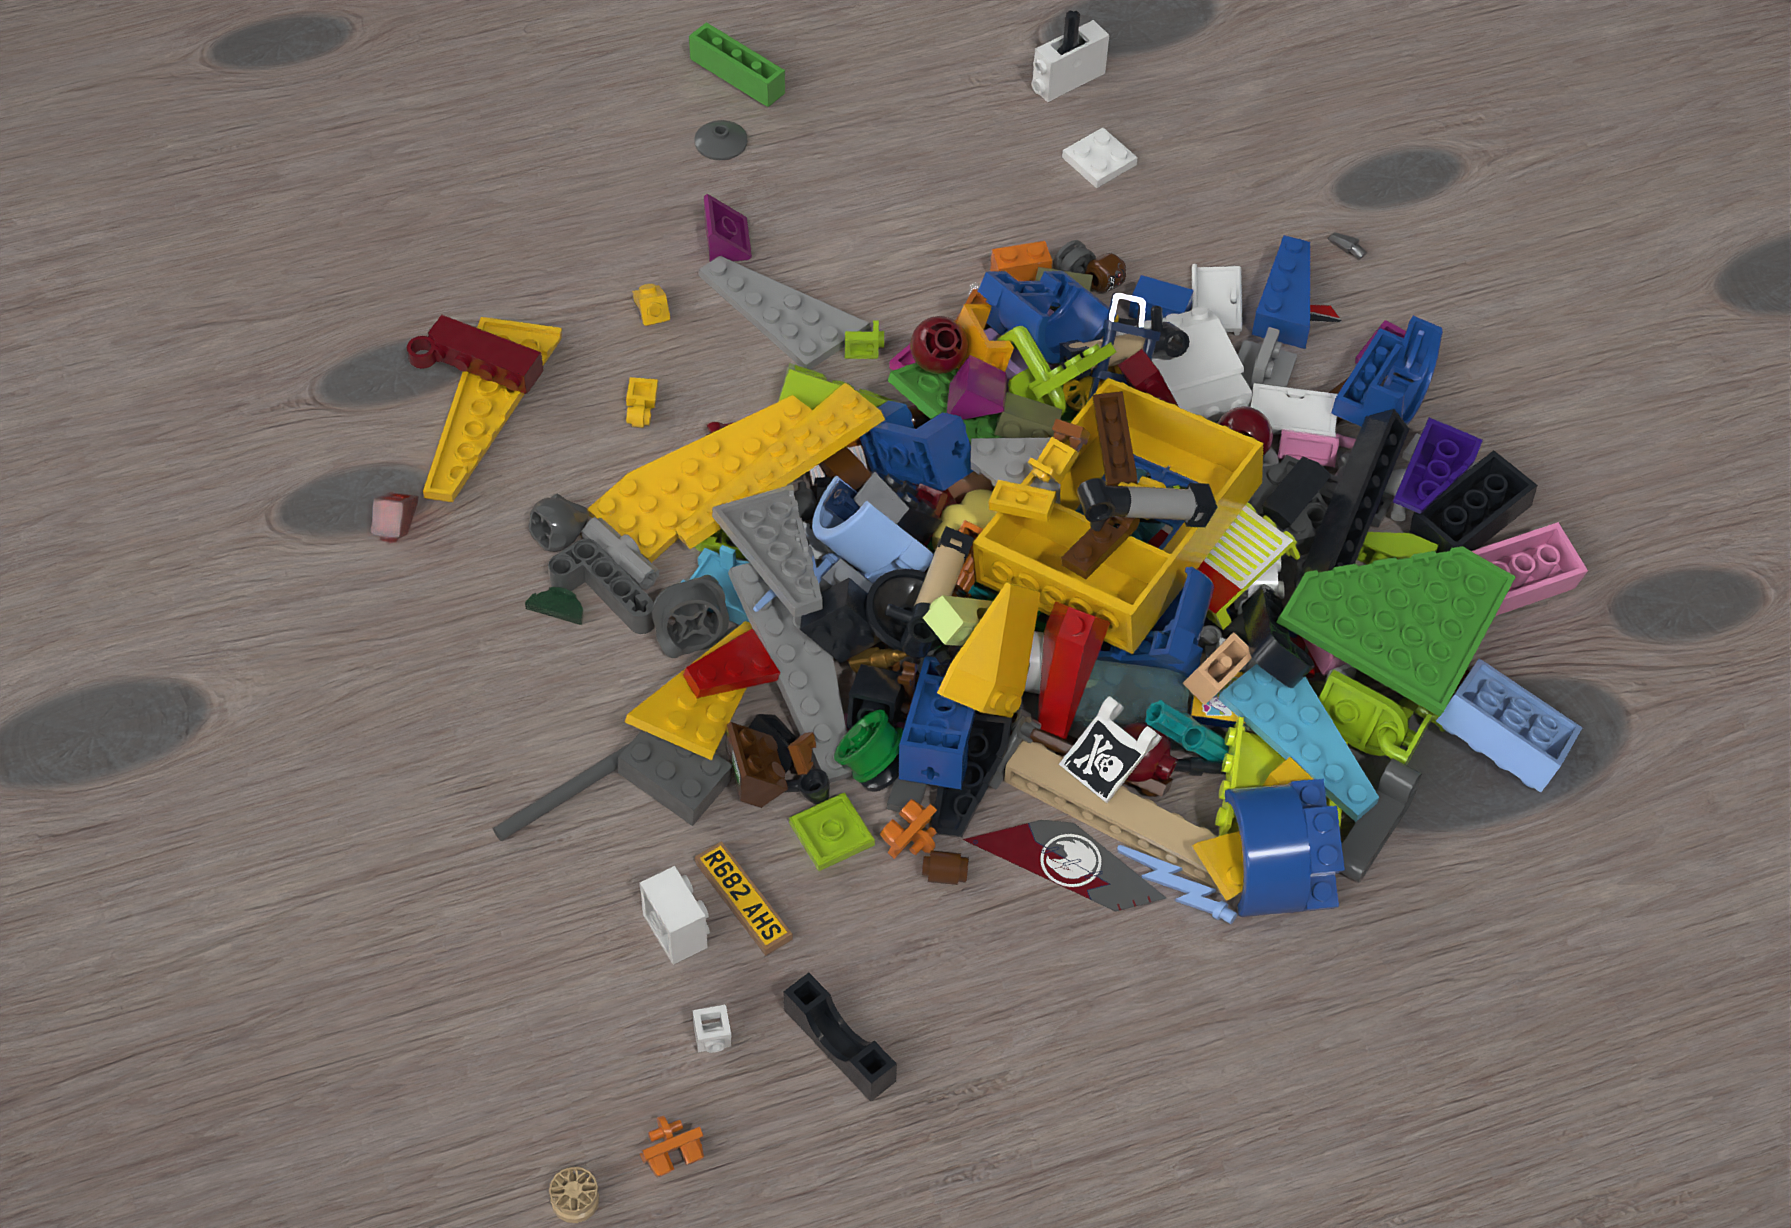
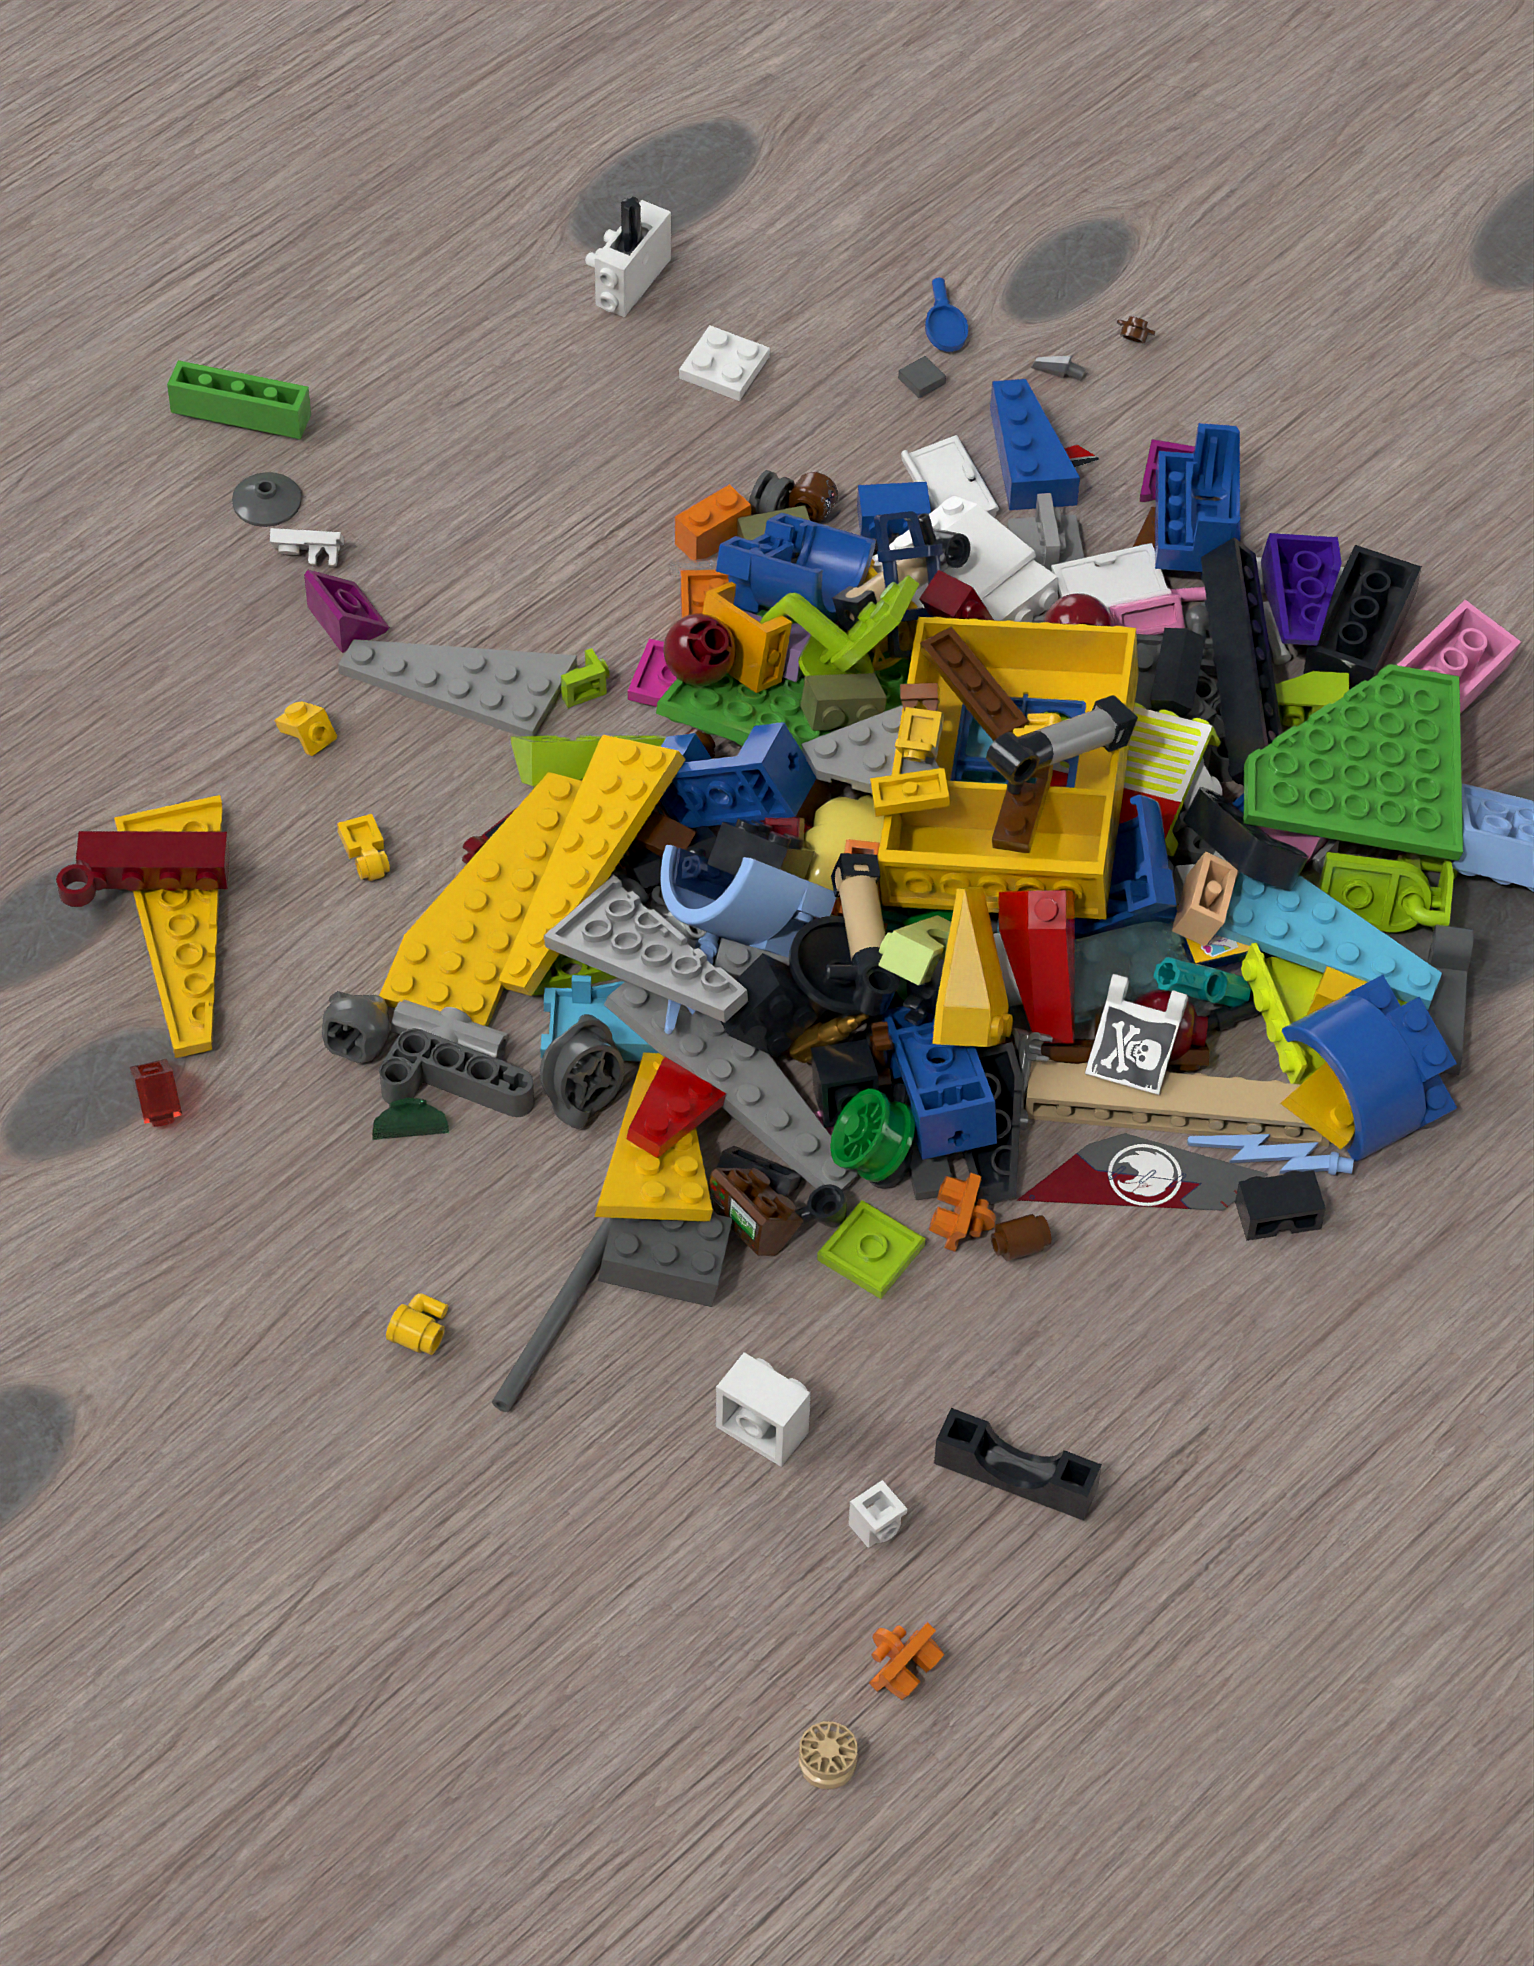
camera: 25 degrees left, 0 degrees up
(468, 754) = (416, 1330): none -> yellow piece
(732, 179) = (291, 541): none -> white plate
(743, 898) = (818, 1361): tile -> none
(802, 752) = (796, 1173): dark orange tile -> none
(977, 390) = (770, 687): magenta slope -> none
(1158, 924) = (1280, 1204): none -> black brick
(1239, 216) = (922, 377): none -> dark grey tile
(1279, 184) = (945, 323): none -> blue piece
(1420, 237) = (1135, 329): none -> reddish brown plate

